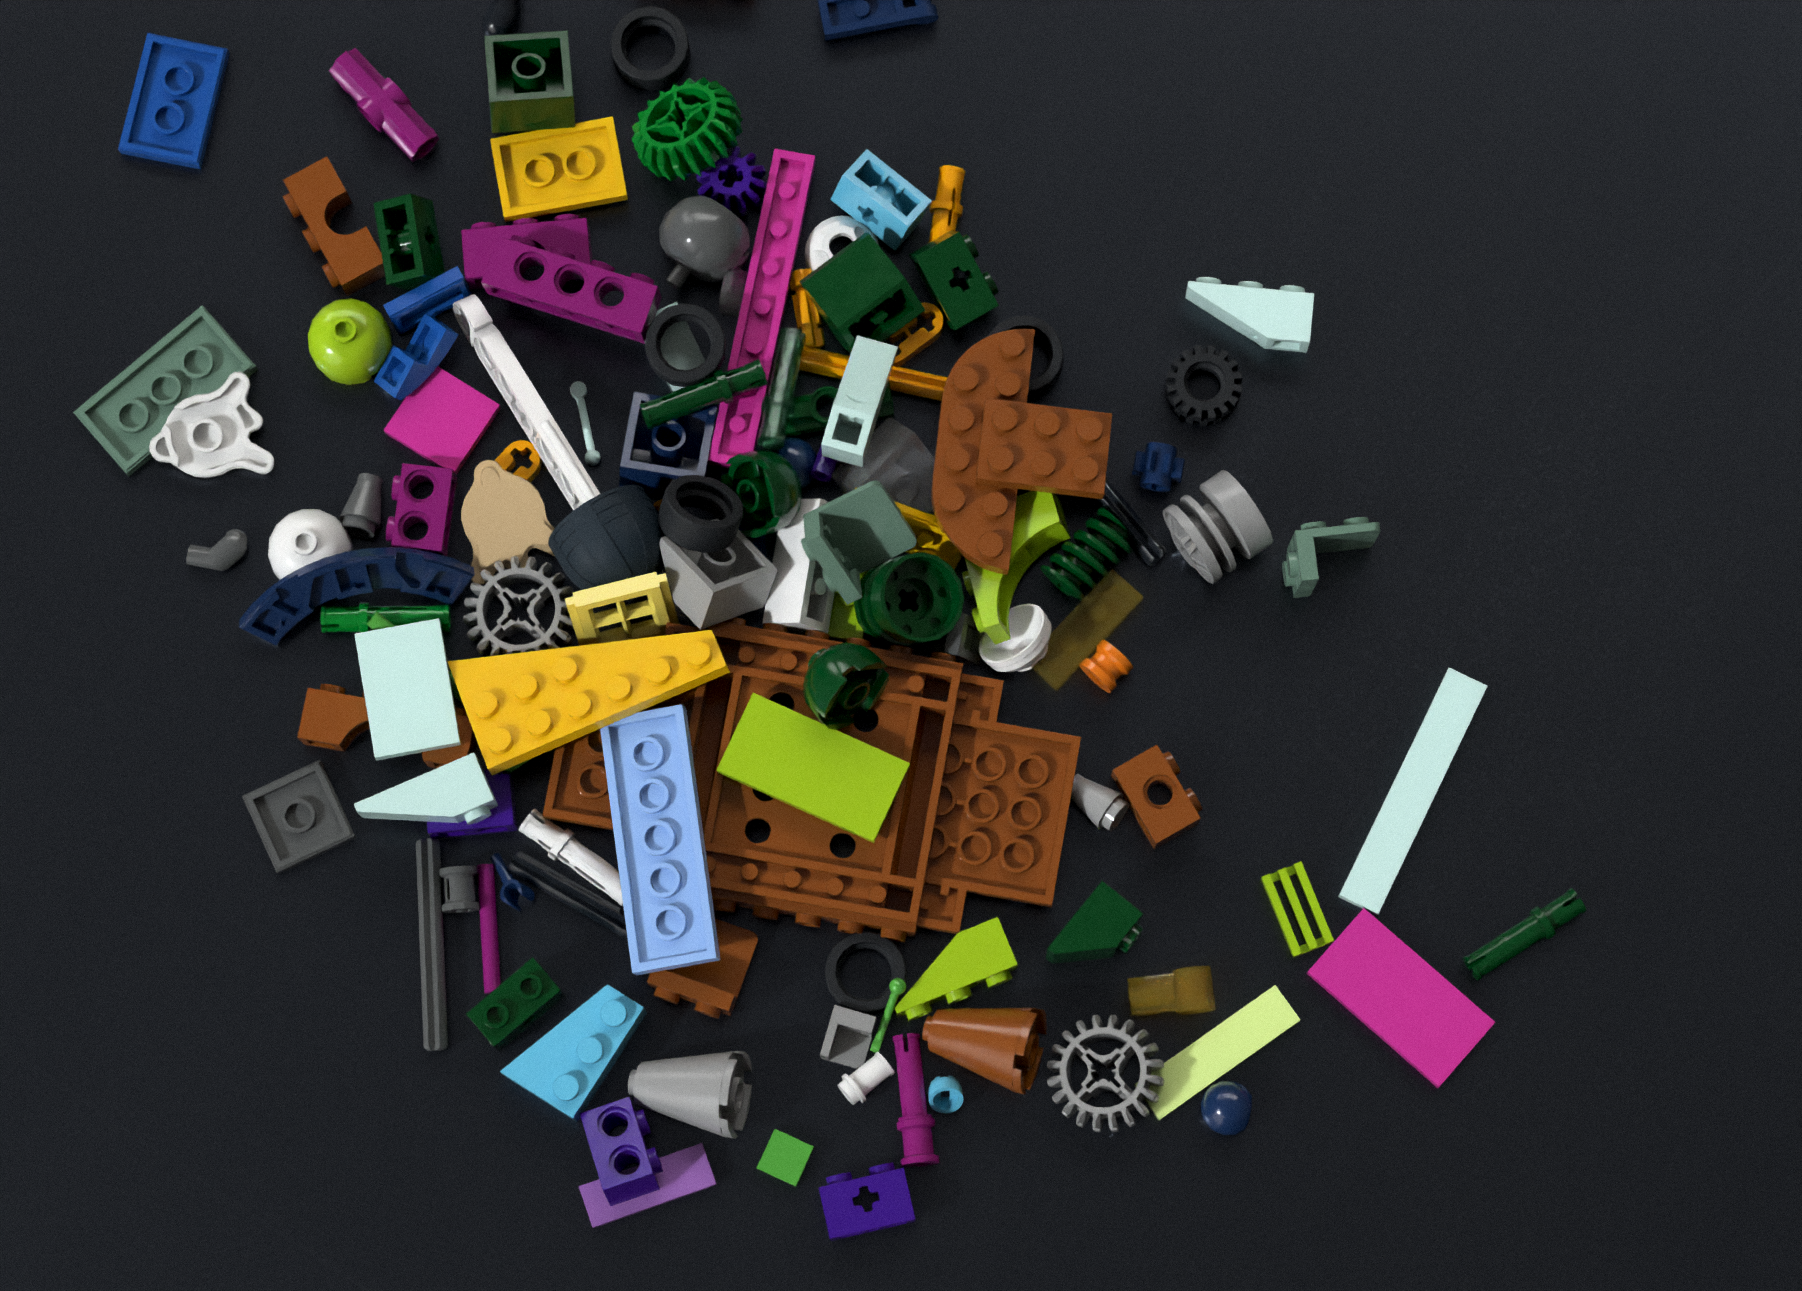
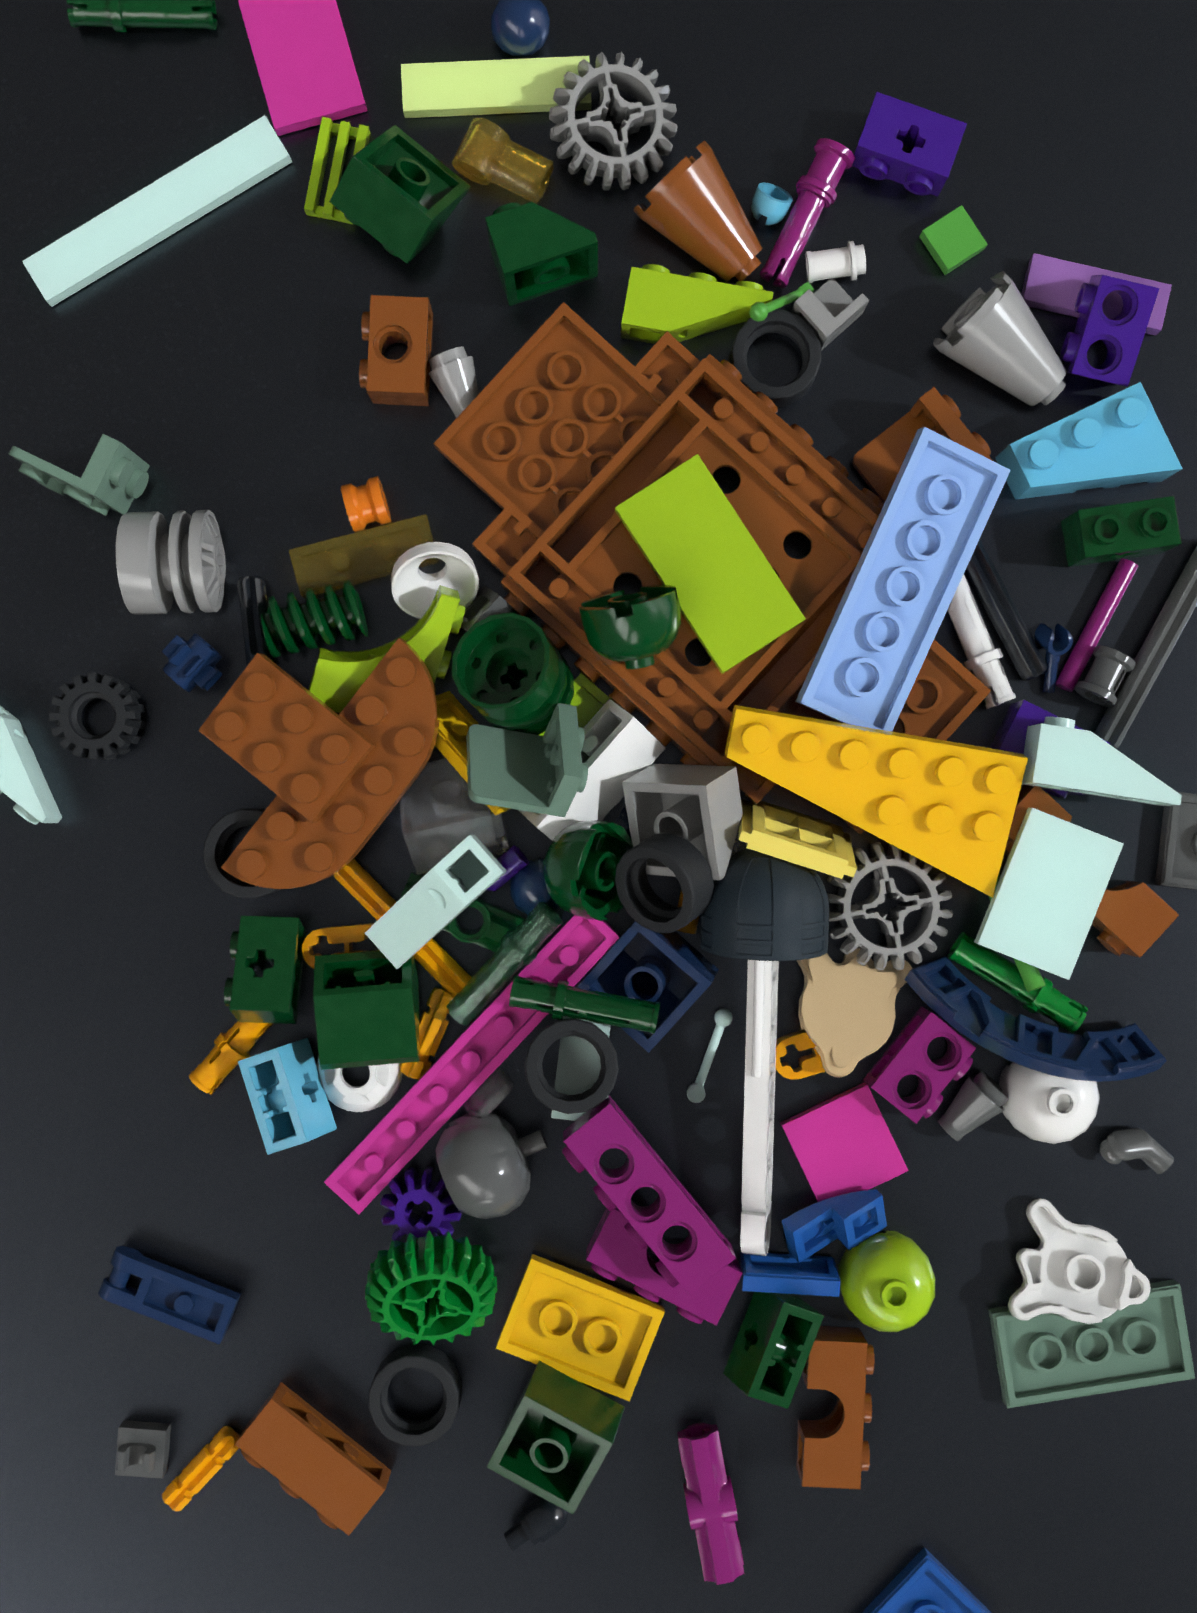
camera: 160 degrees left, 10 degrees up
(1232, 916) = (398, 193): none -> dark green slope

